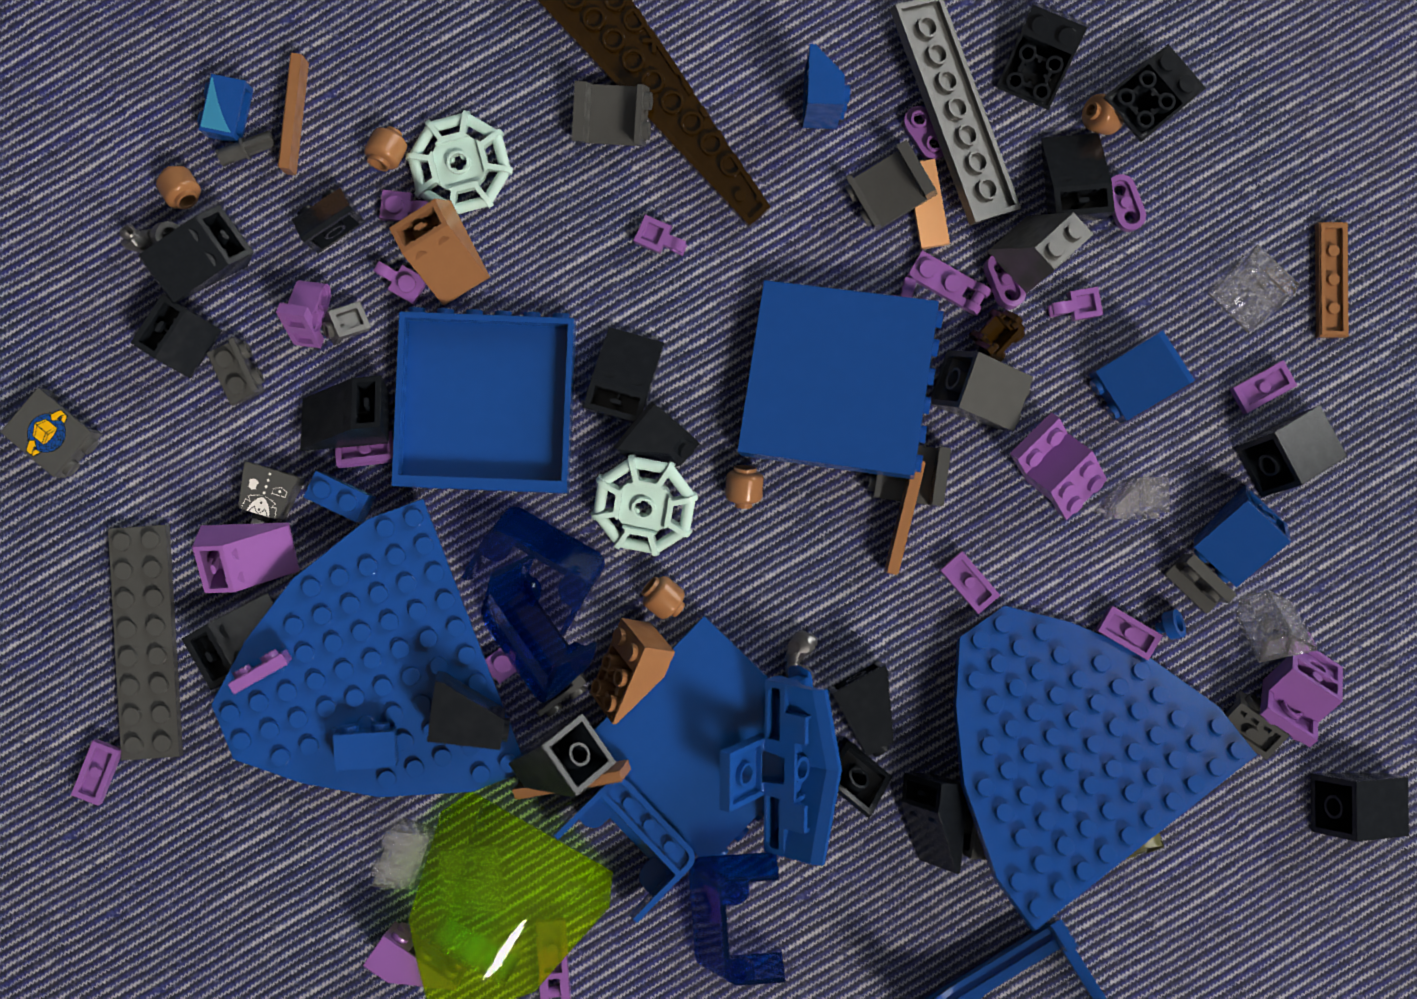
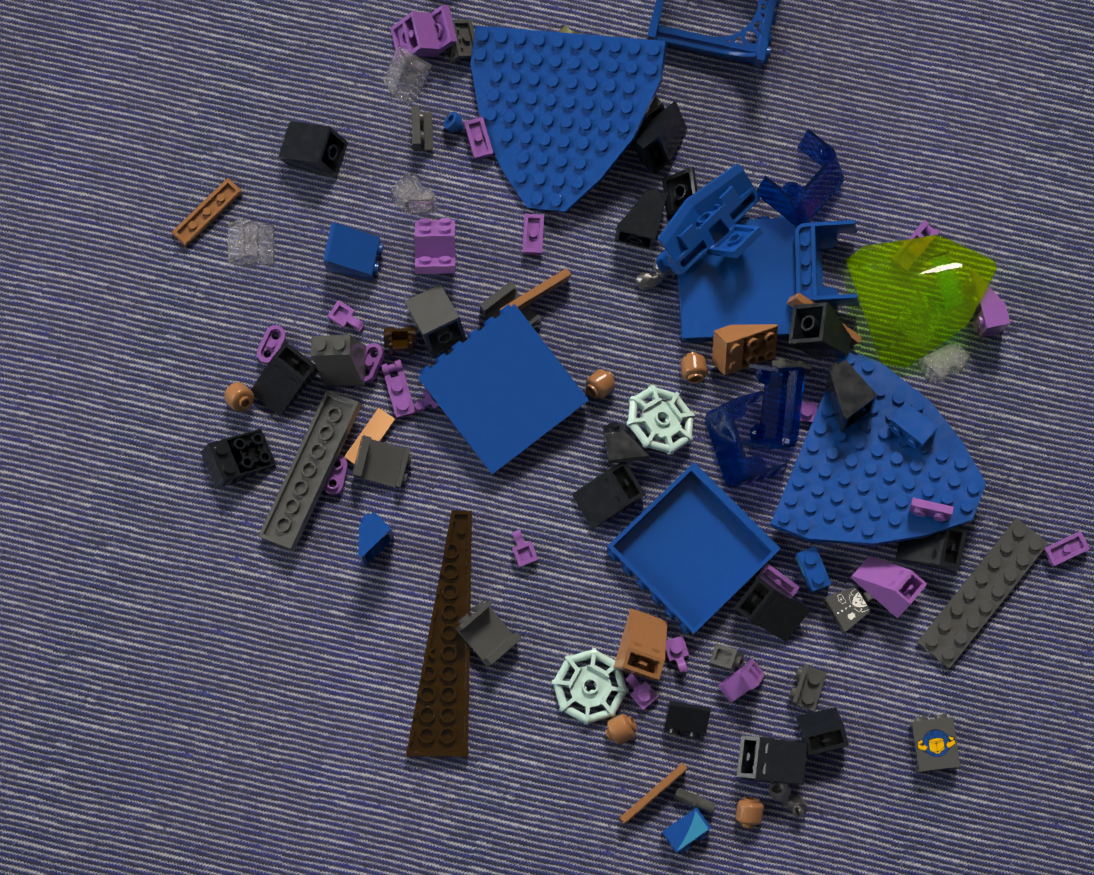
camera: 140 degrees left, 10 degrees down
(1154, 93) = (205, 382): black slope -> none
(1241, 537) = (378, 131): blue slope -> none
(1263, 387) = (294, 192): medium lavender plate -> none

